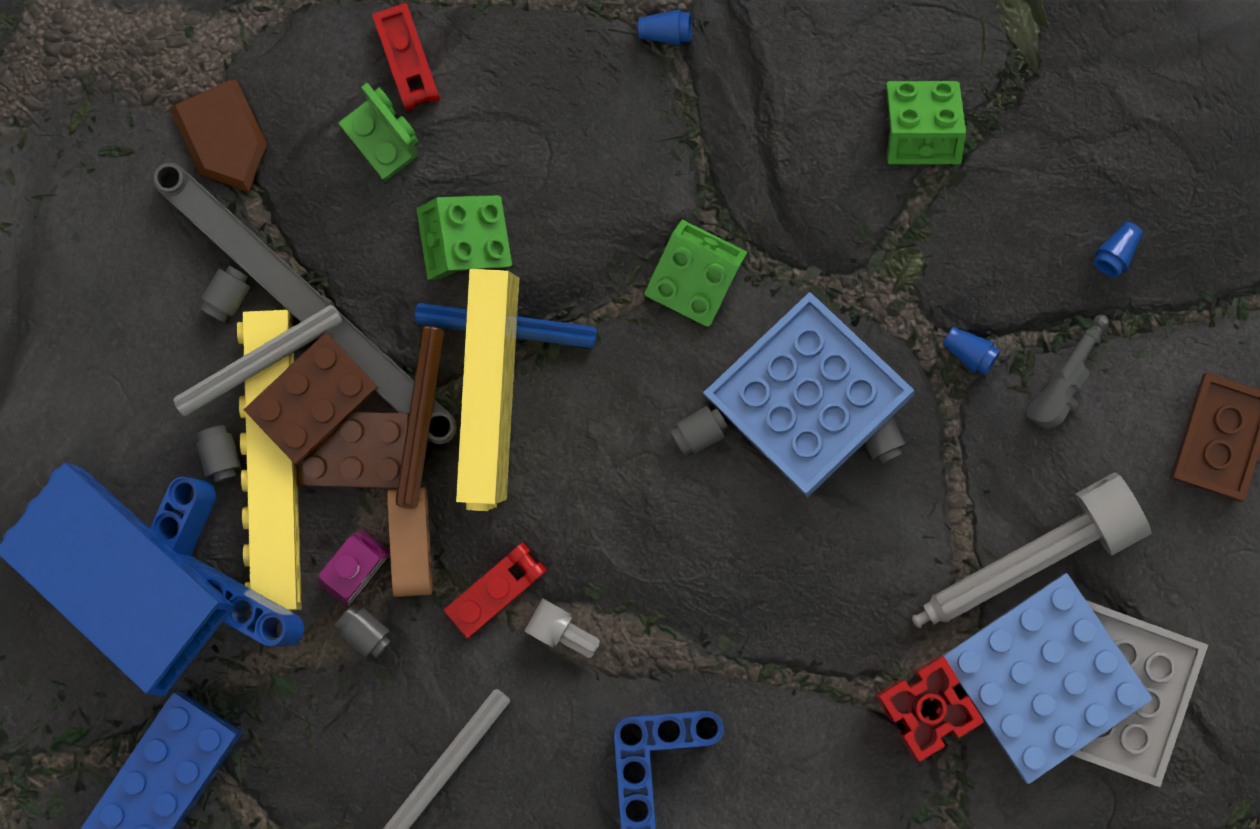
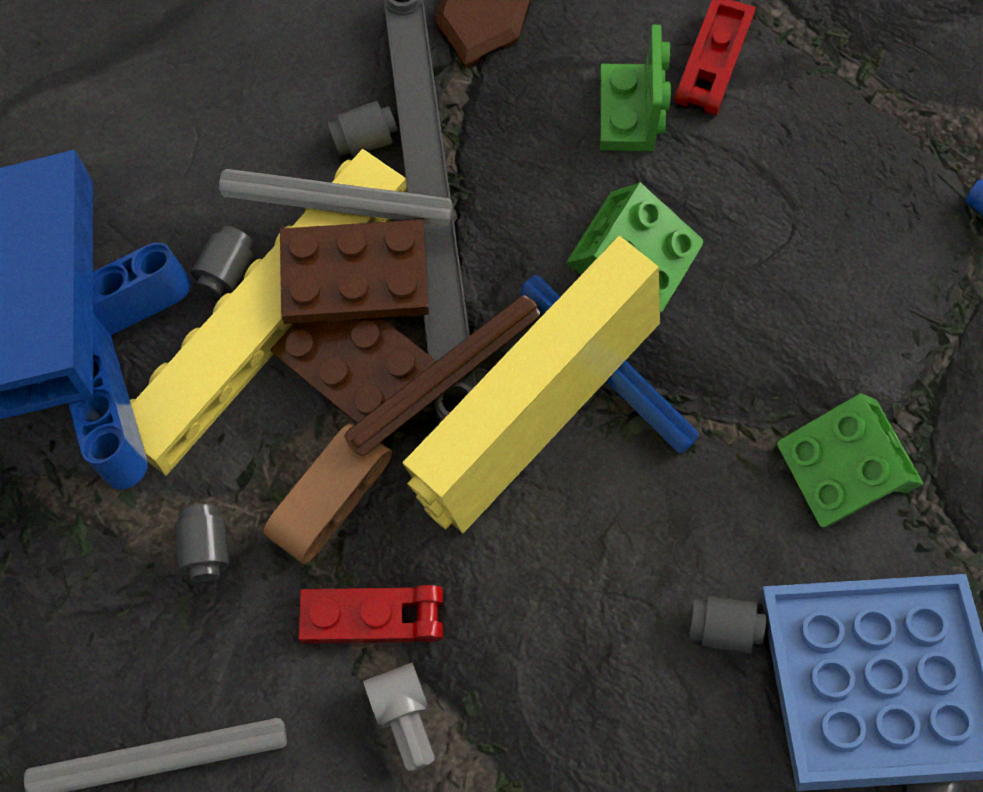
camera: 45 degrees right, 15 degrees down
(353, 567) = (249, 467): magenta torso -> none

